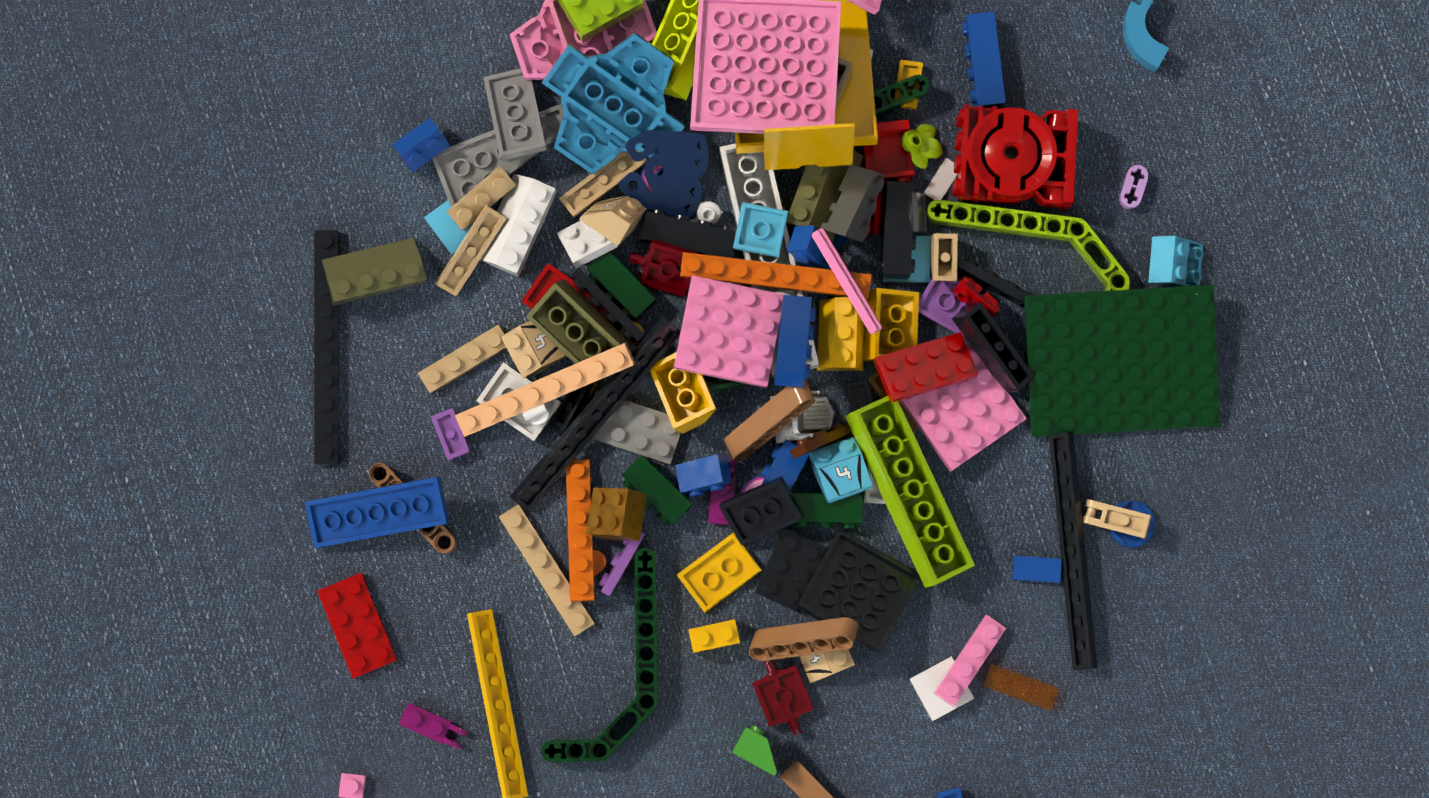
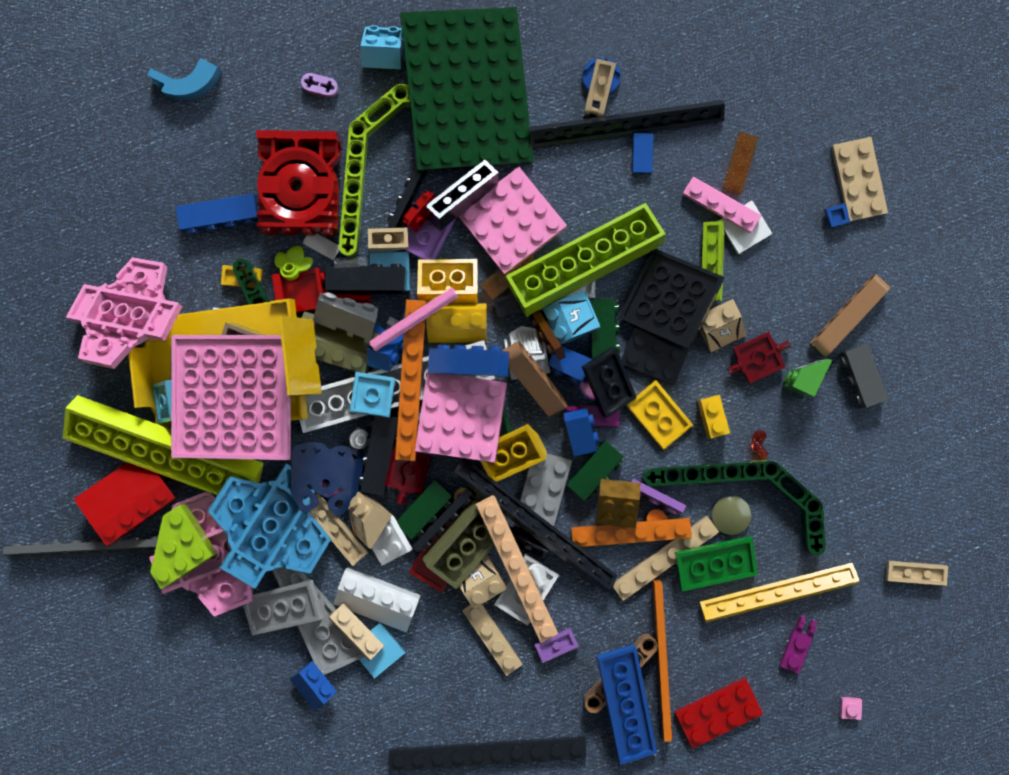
camera: 90 degrees left, 5 degrees up
(374, 271) = (422, 719): olive slope -> none
(425, 559) = (662, 660): none -> orange tile
(470, 250) = (400, 637): tan plate -> none
(537, 630) = (716, 563): none -> green plate
(593, 653) = (731, 515): none -> olive dish
(678, 689) = (757, 444): none -> clear red arm
(803, 639) = (716, 341): medium nougat beam -> none
(911, 648) = (713, 250): none -> lime plate
(925, 367) = (482, 250): red plate -> none

